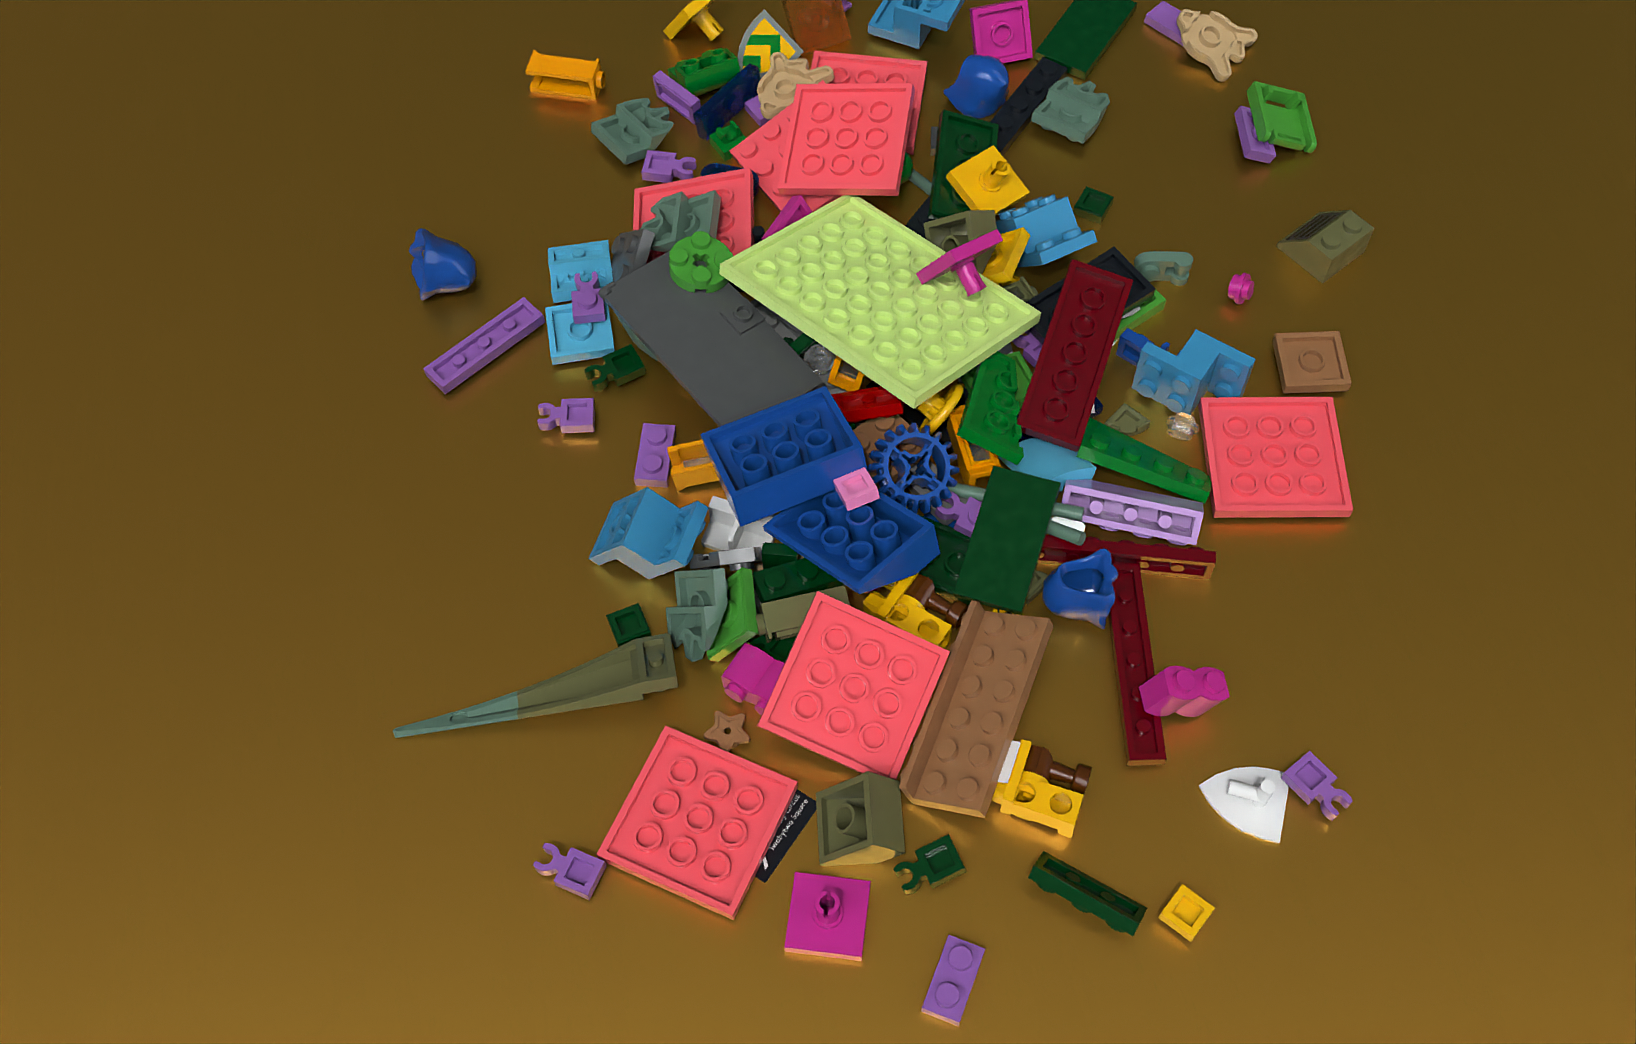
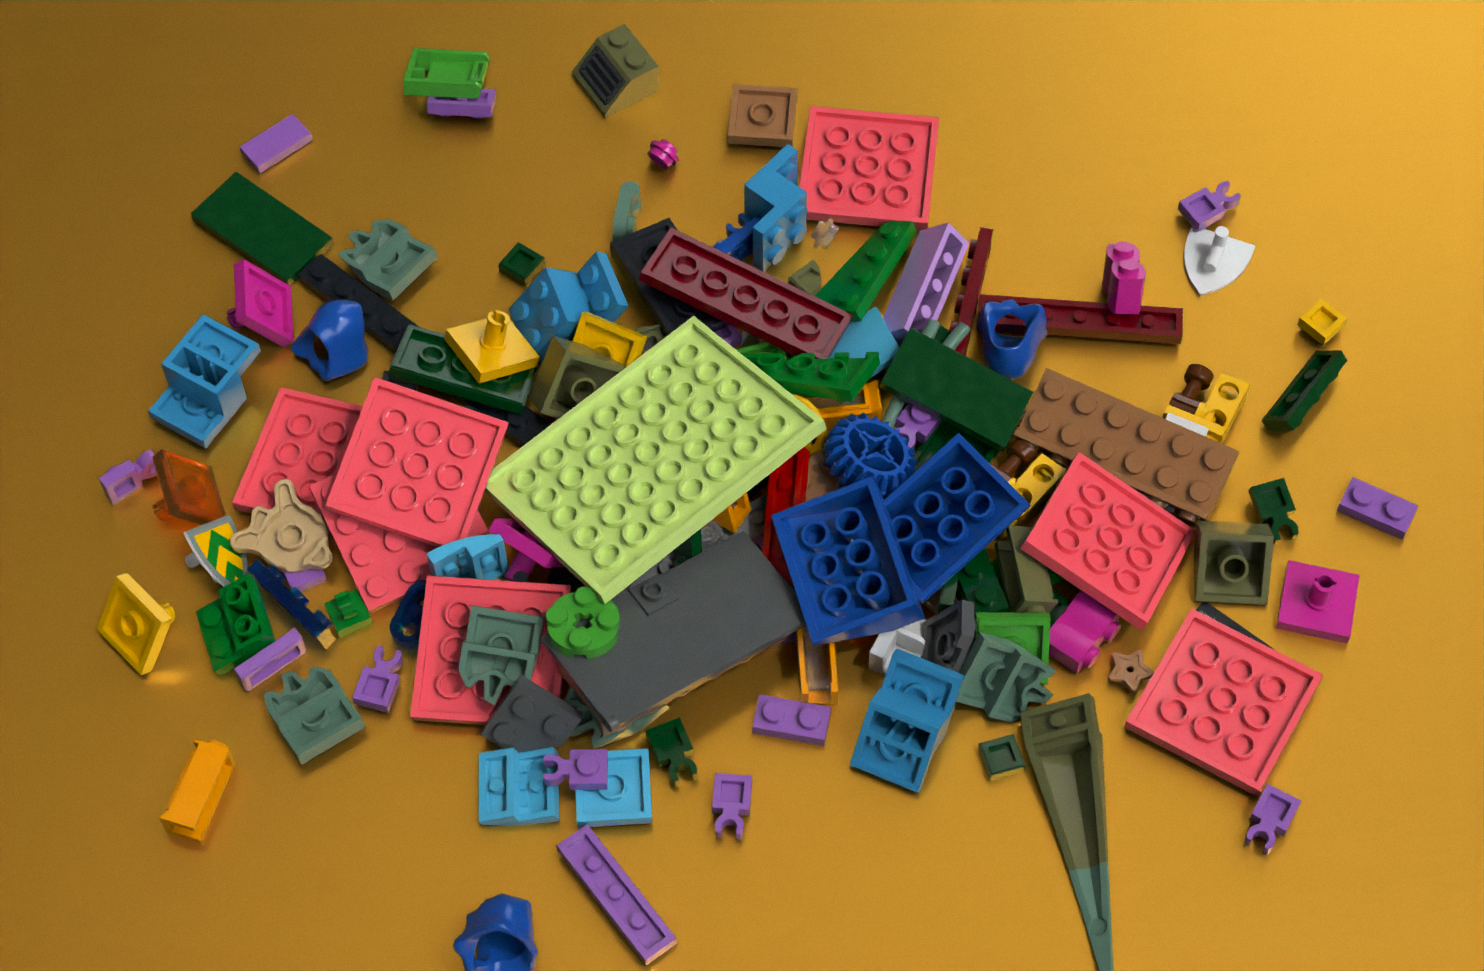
camera: 85 degrees left, 0 degrees up
(766, 189) = (470, 558): none -> medium azure slope
(856, 489) = (903, 500): bright pink plate -> none
(961, 260) = (633, 366): dark pink tile -> none
(1214, 40) = (316, 111): tan tile -> none

